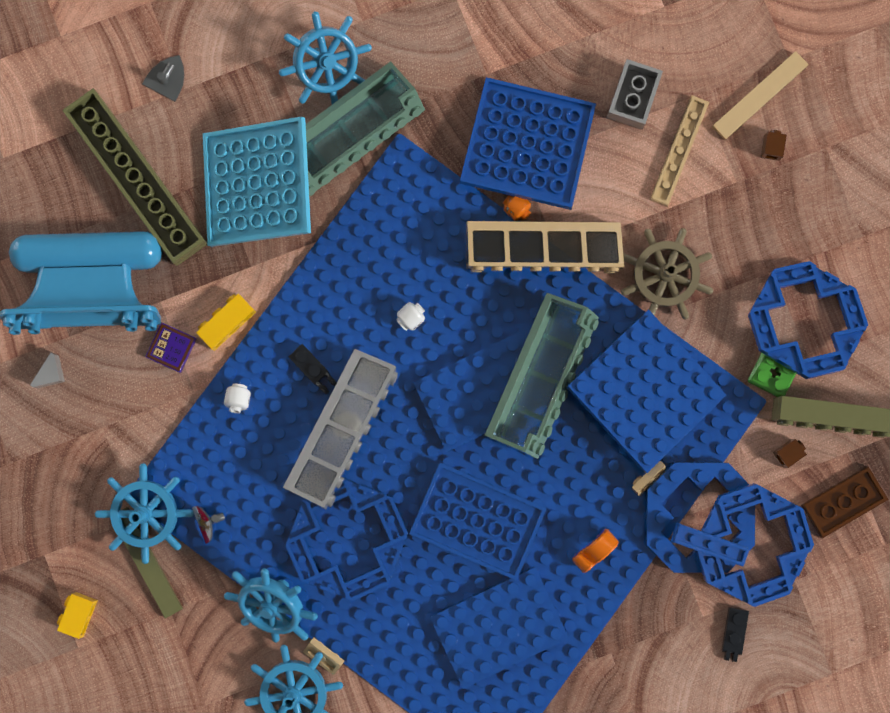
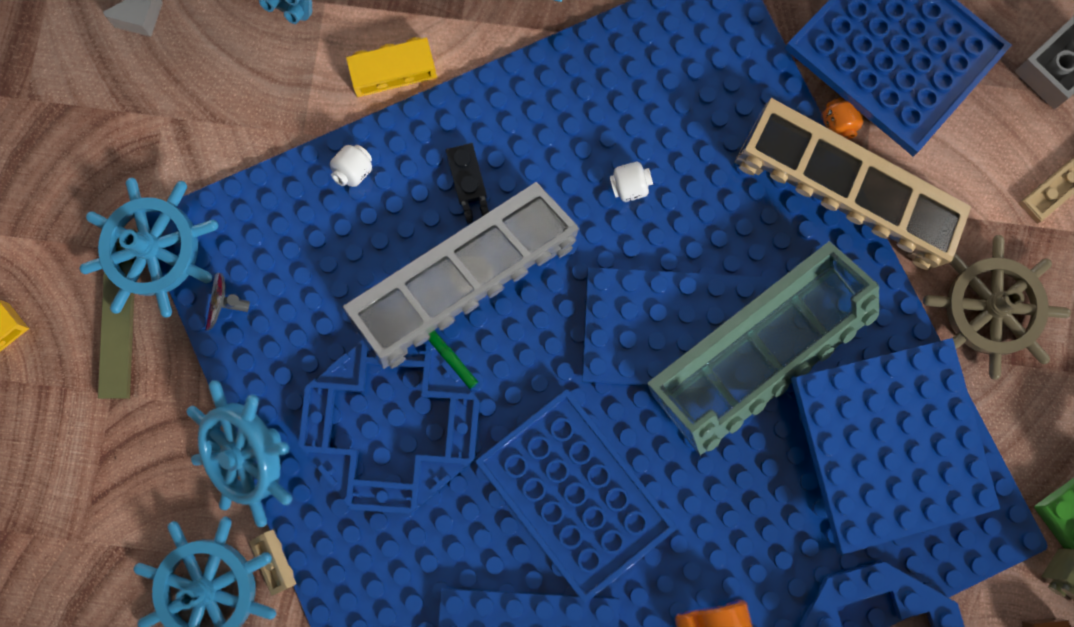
camera: 25 degrees right, 5 degrees down
(171, 347) = (305, 63): tile -> none
(363, 481) = (452, 359): none -> green piece
(642, 483) = (823, 565): tan plate -> none

